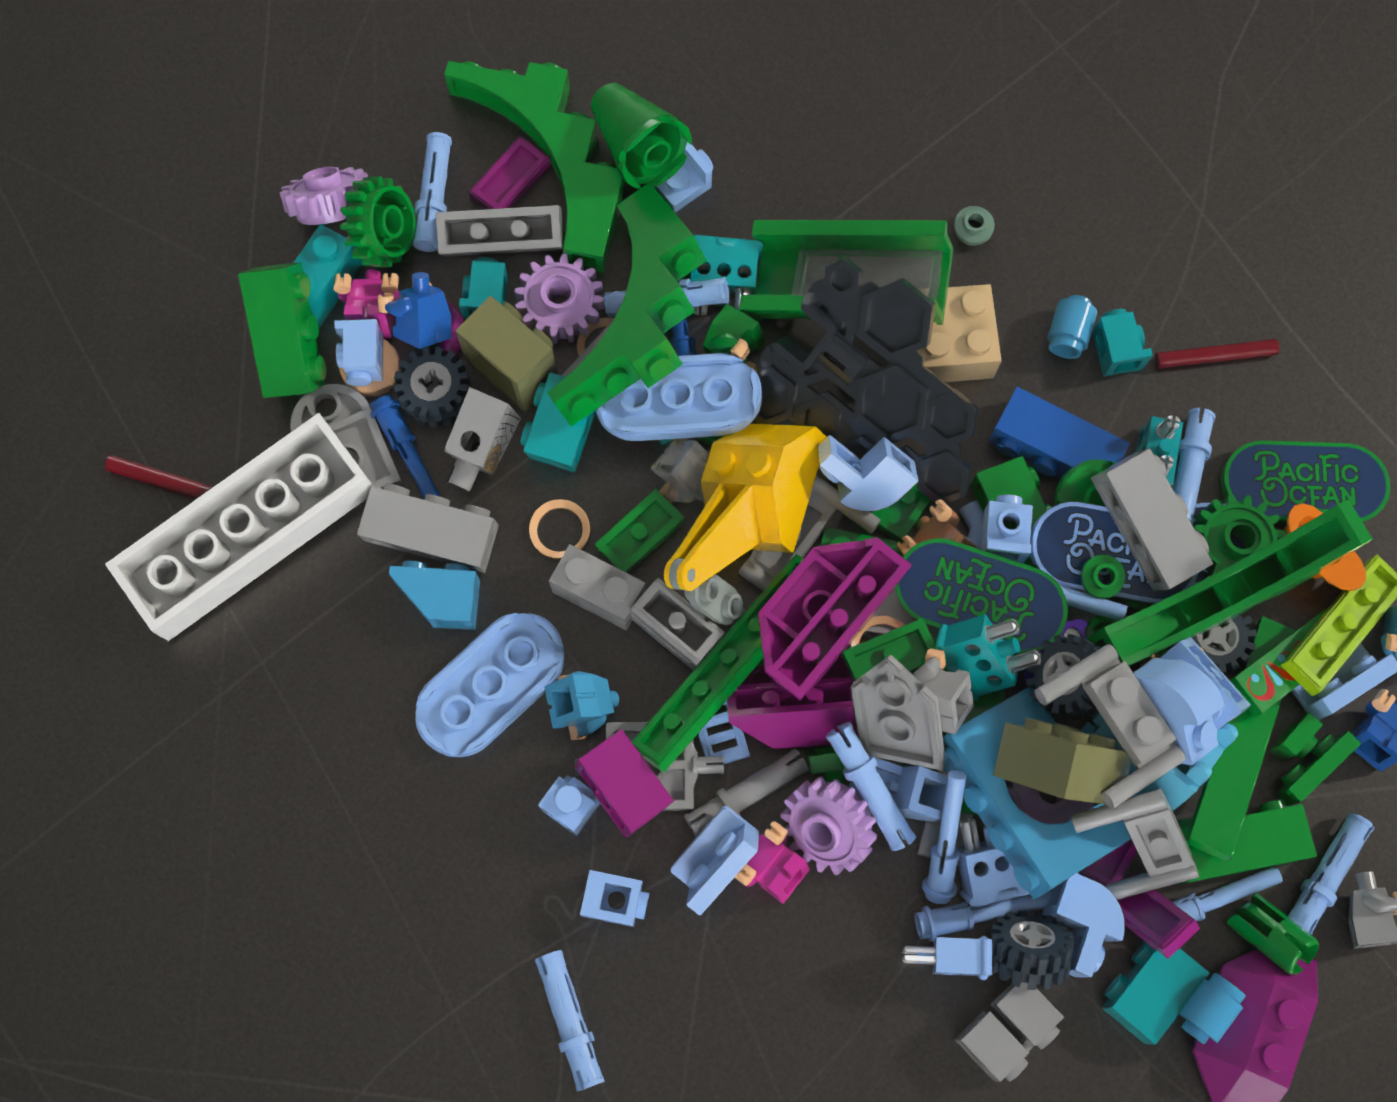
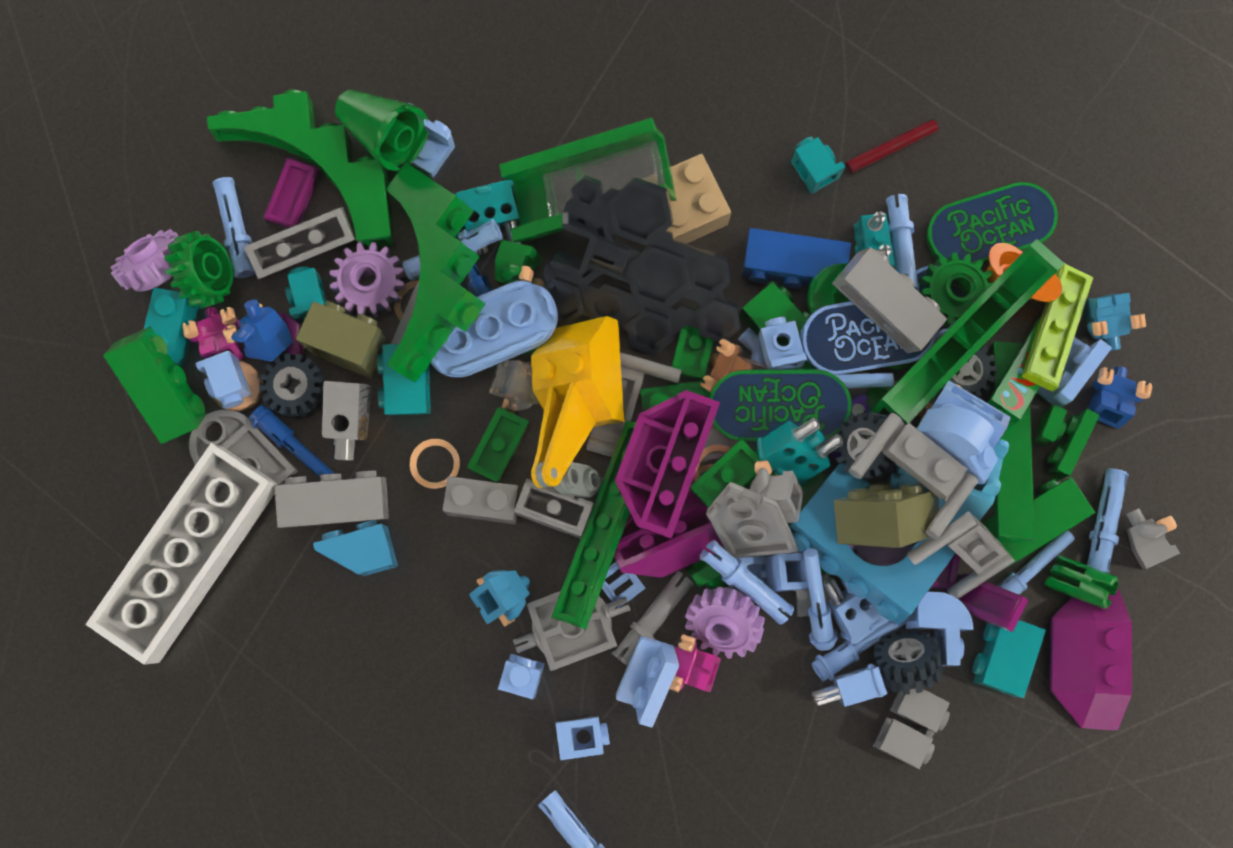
camera: 20 degrees left, 5 degrees up
(155, 477) = (100, 536): dark red bar -> none
(489, 684) = (425, 605): light blue tile -> none
(623, 783) = (558, 648): magenta brick -> none
(871, 481) = (665, 342): light blue brick -> none
(970, 235) = (668, 116): sand green plate -> none
(1071, 326) = (774, 163): dark azure brick -> none
(1090, 579) = (857, 361): green plate -> none
(1212, 1009) = (1056, 657): dark azure brick -> none

